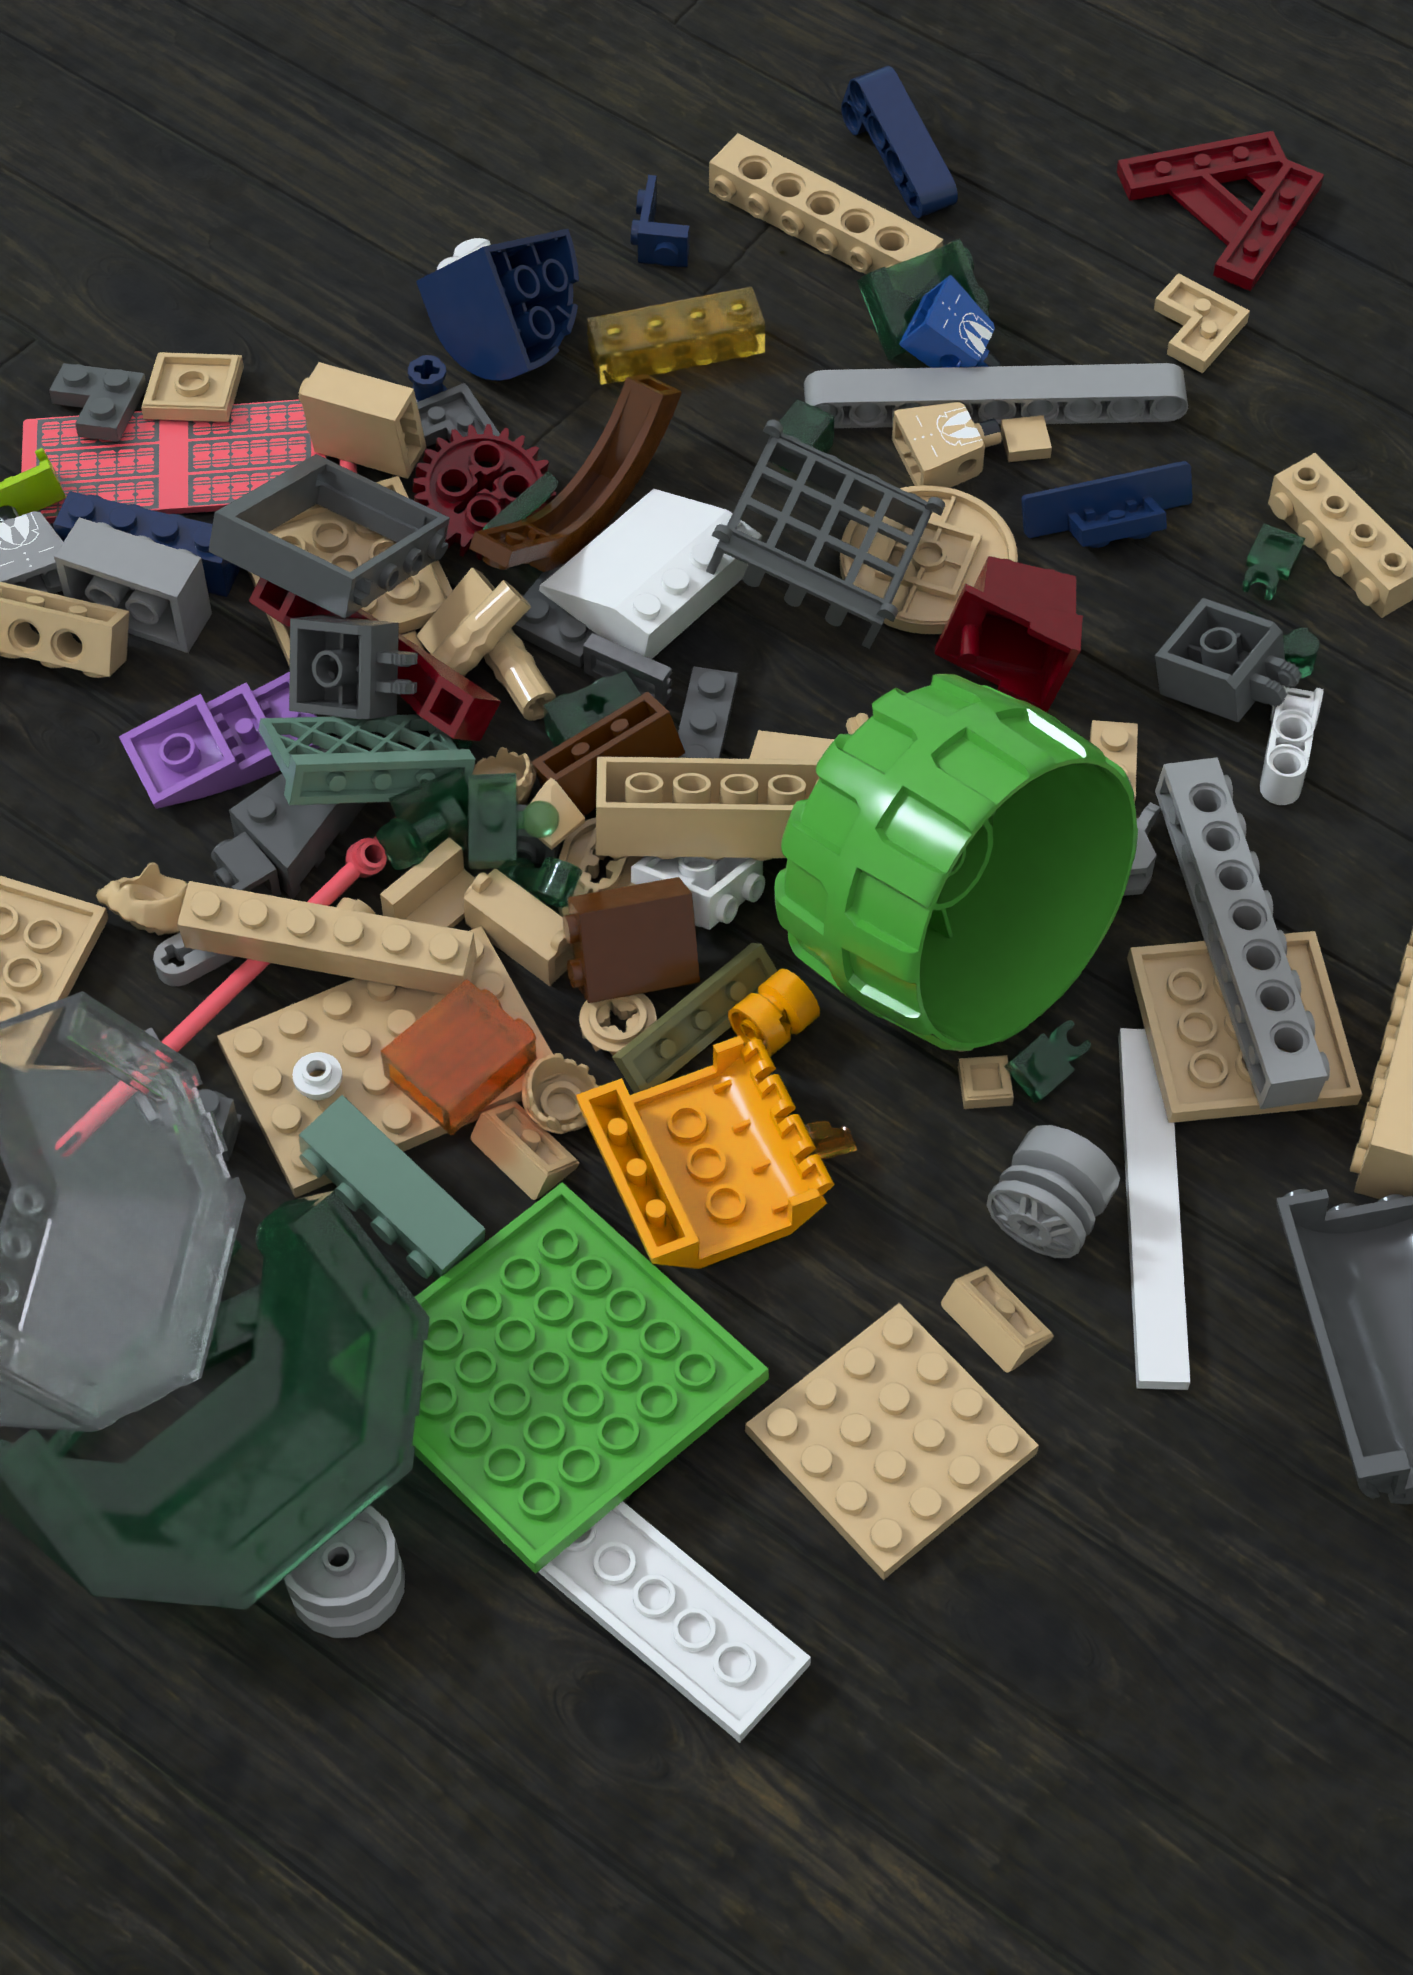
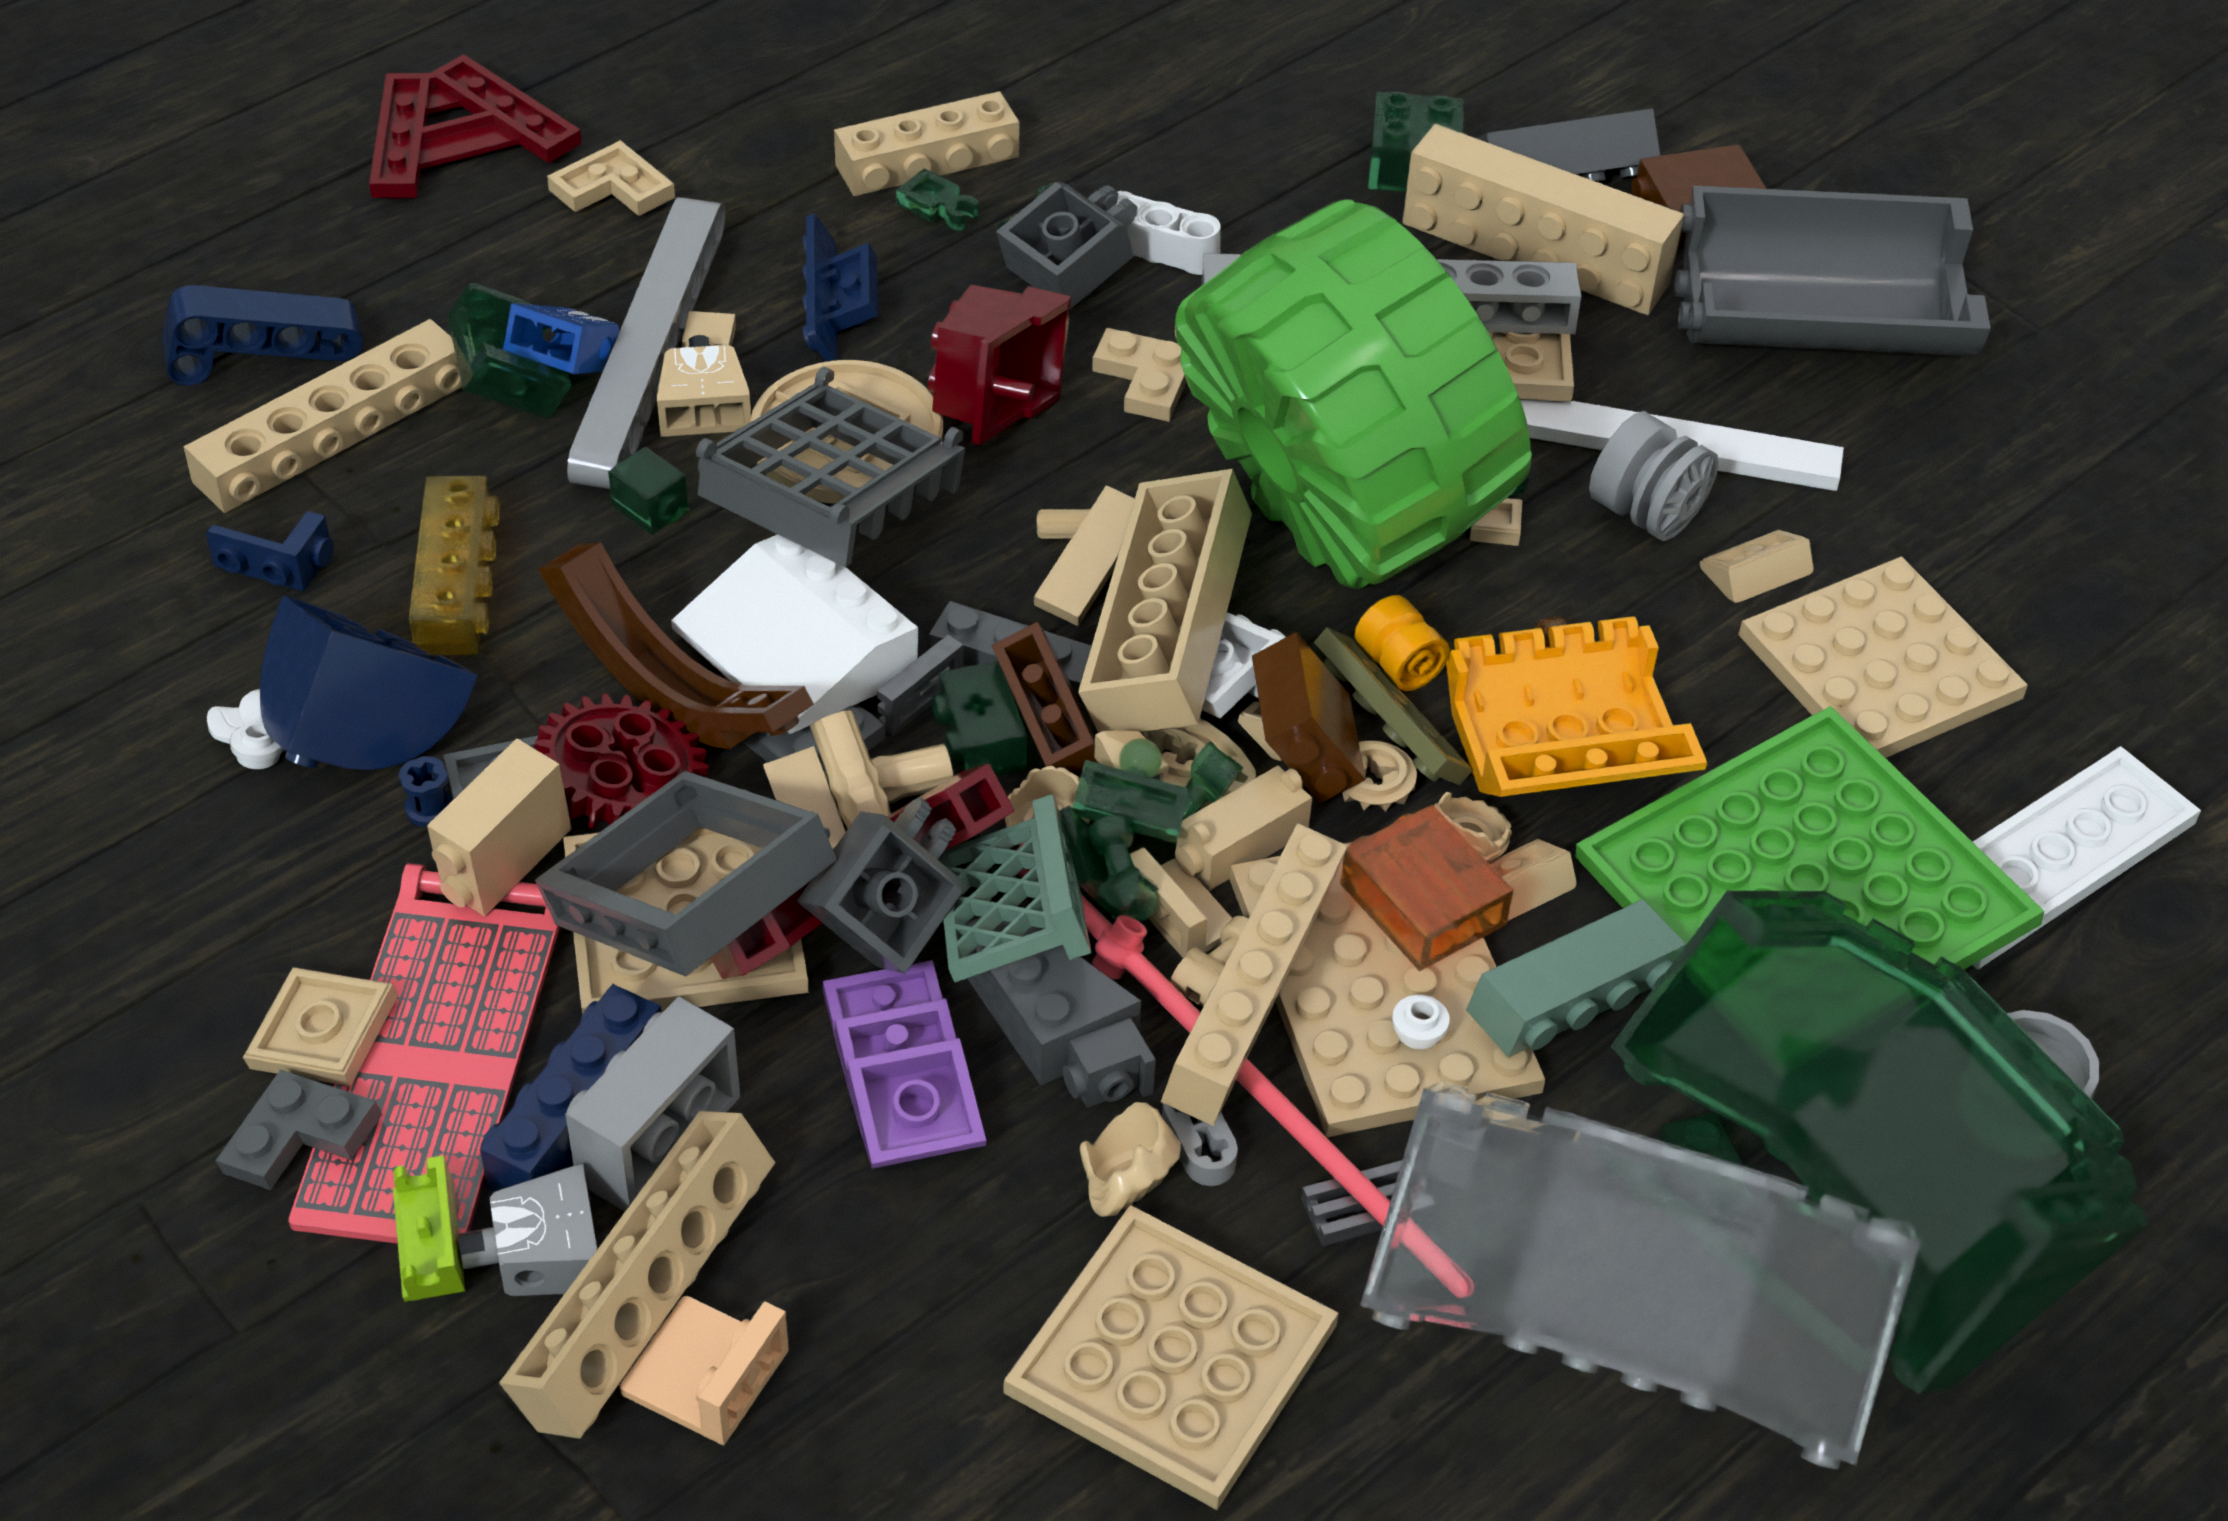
camera: 80 degrees left, 10 degrees down
(526, 502) = (683, 720): clear green tile -> none

